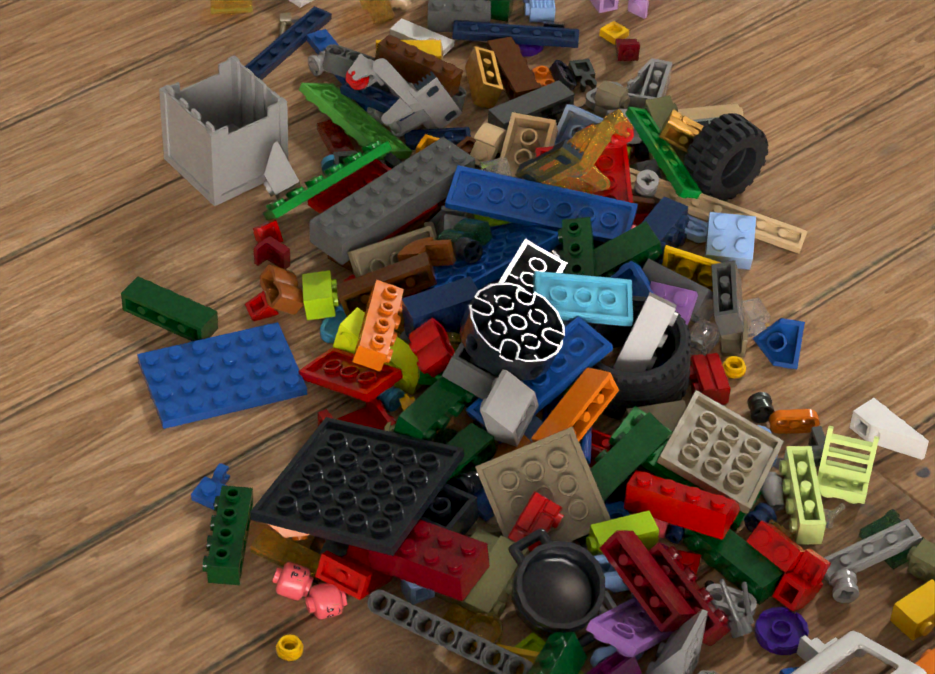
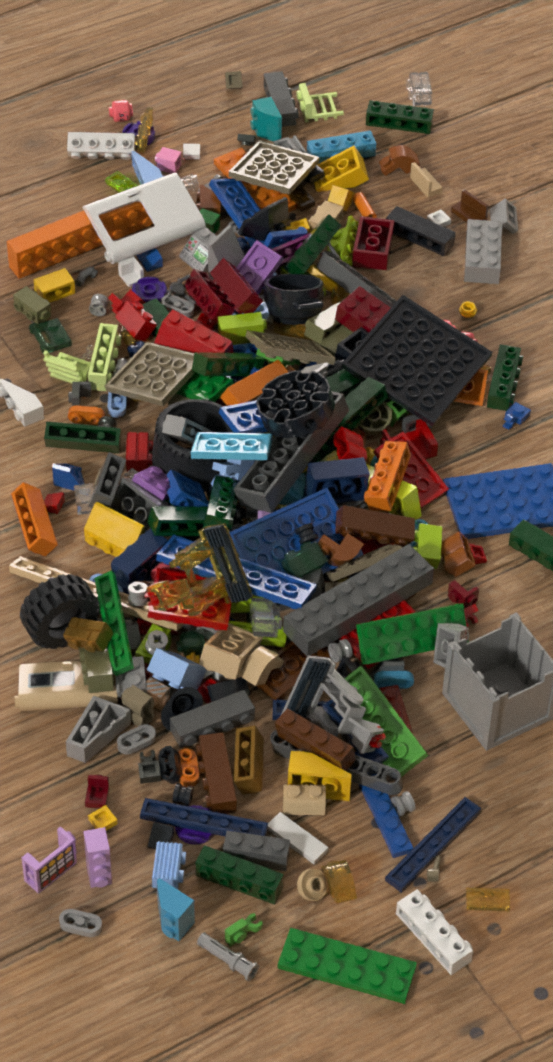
camera: 170 degrees left, 5 degrees up
(537, 514) = (299, 332): red brick -> none
(542, 54) = (183, 794): none -> black wheel
(730, 238) = (80, 555): light blue brick -> none
(786, 381) = (82, 437): none -> dark green brick
(790, 312) = (54, 502): none -> red slope
(802, 281) = (34, 519): none -> orange brick
(874, 549) = (71, 321): light grey tile -> none
(890, 638) = (90, 271): none -> dark grey arm

